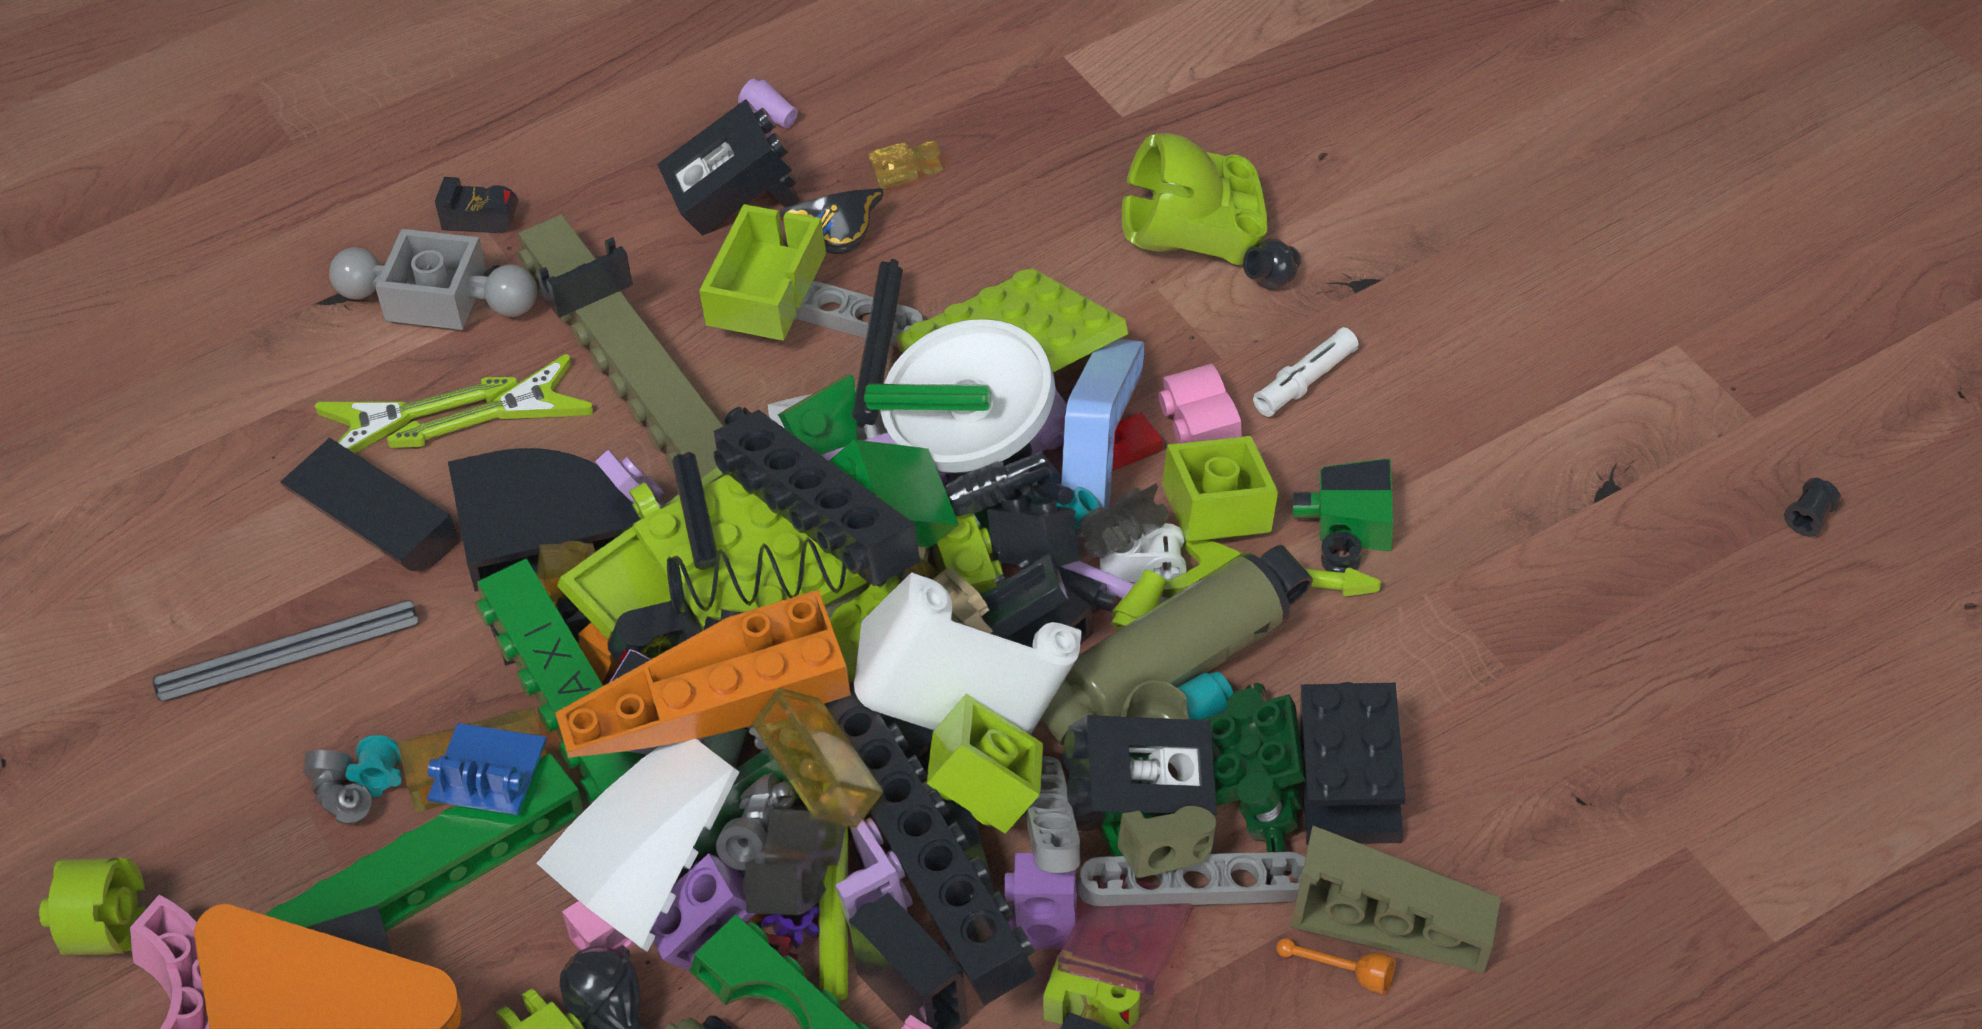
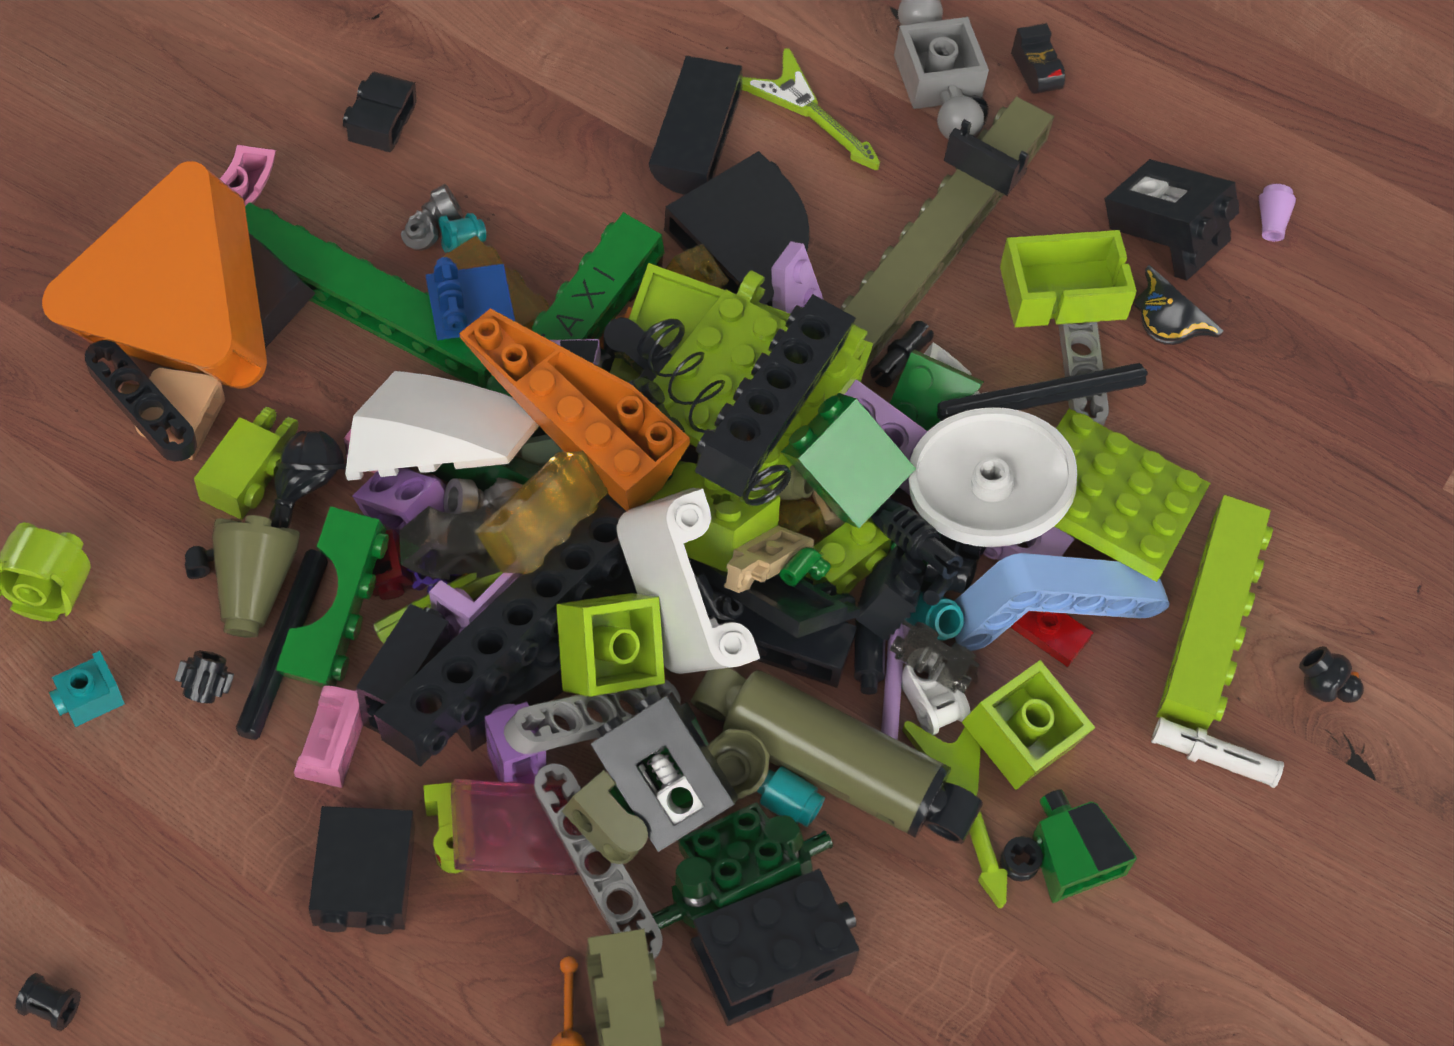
camera: 55 degrees right, 10 degrees up
(93, 905) = (255, 115): lime brick -> none
(155, 790) = (380, 111): none -> black brick
(285, 650) = (547, 135): axle -> none
(527, 399) = (865, 181): lime piece -> none
(695, 510) = (749, 322): black axle -> none
(900, 164) = (1269, 333): clear yellow plate -> none
(928, 397) = (967, 445): green axle -> none
(980, 578) = (803, 562): none -> green arm
(1139, 599) = (873, 708): lime cone -> none
(1169, 315) = (1215, 614): none -> lime brick
(1197, 200) = (1355, 582): lime piece -> none
(1199, 406) = (1119, 679): bright pink brick -> none

